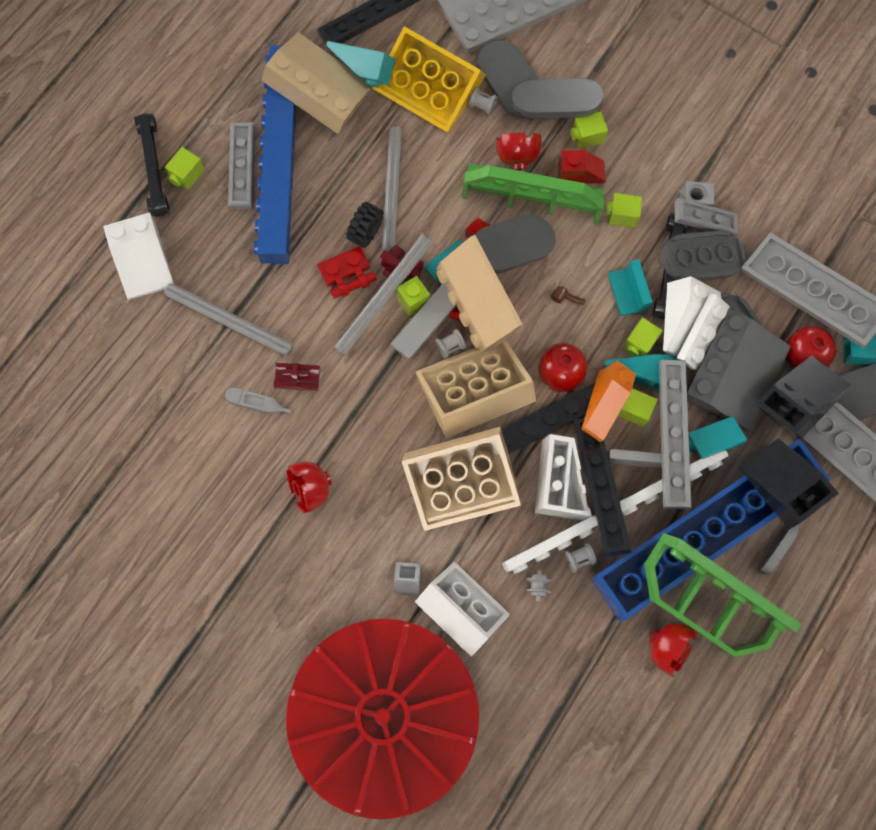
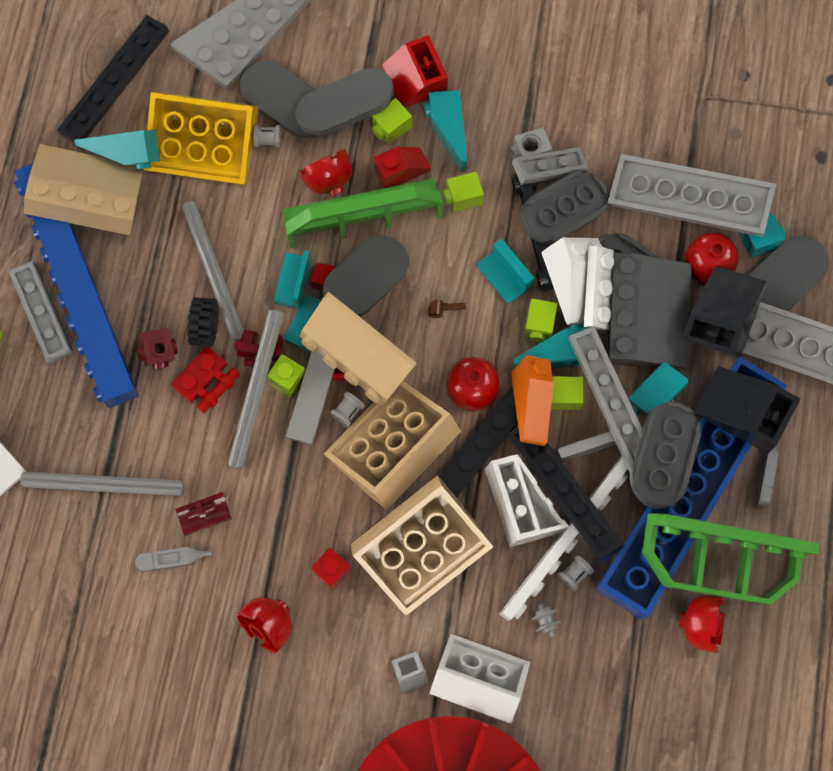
camera: 20 degrees left, 0 degrees up
(324, 224) = (160, 339): none -> dark red brick
(380, 465) = (331, 569): none -> red brick
(453, 223) = (293, 280): none -> teal panel
(627, 98) = (416, 71): none -> red slope
(635, 149) = (447, 123): none -> teal slope
(699, 492) = (665, 455): none -> dark grey tile

